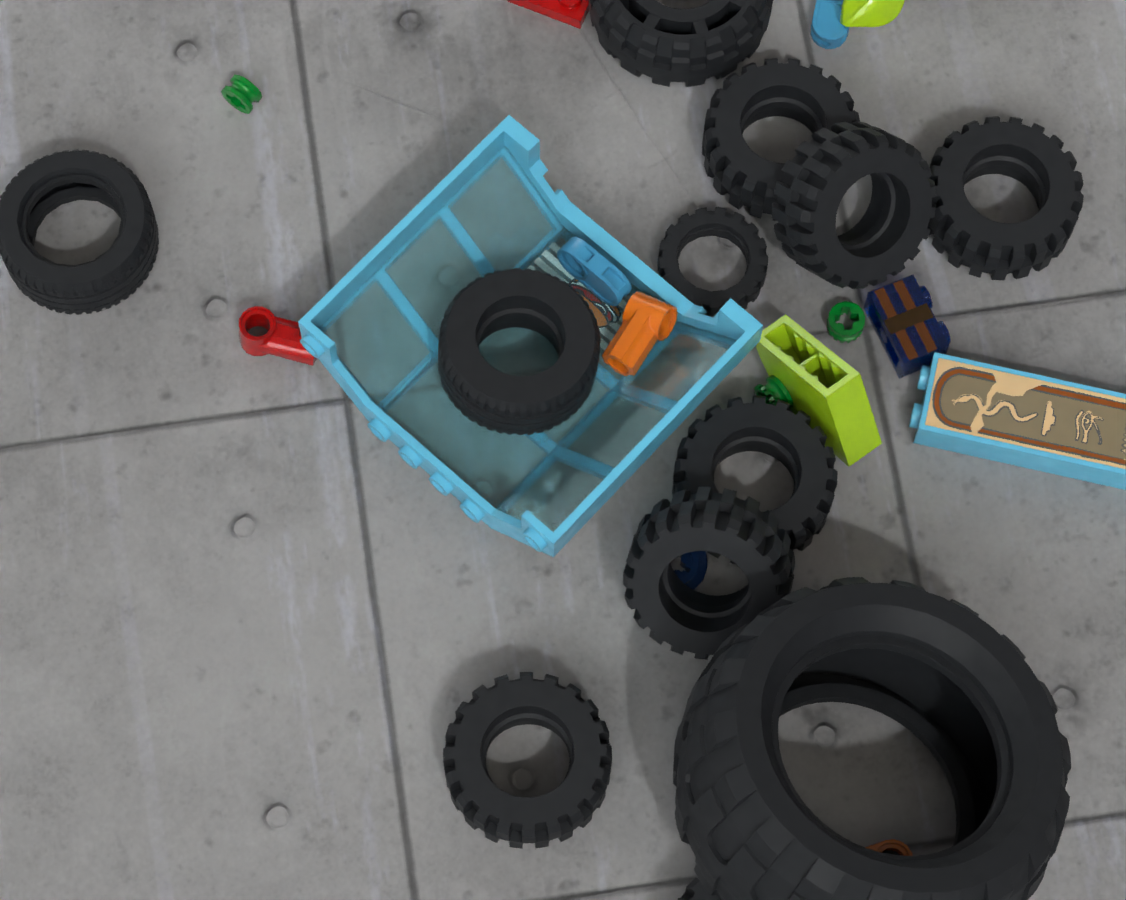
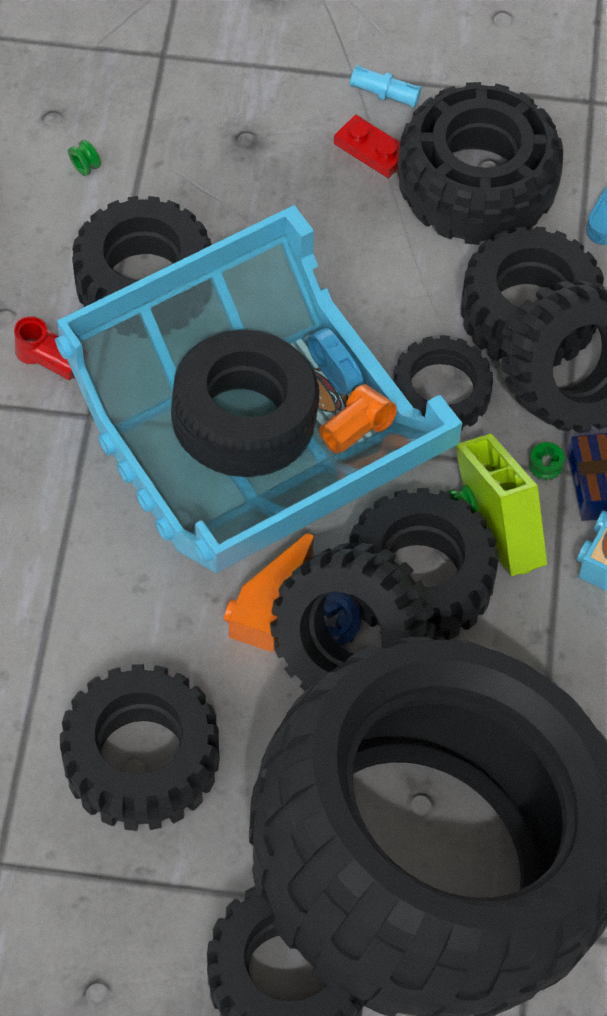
camera: 15 degrees right, 10 degrees down
(328, 170) = (127, 231): none -> black tyre
(603, 558) = (251, 613): none -> orange slope

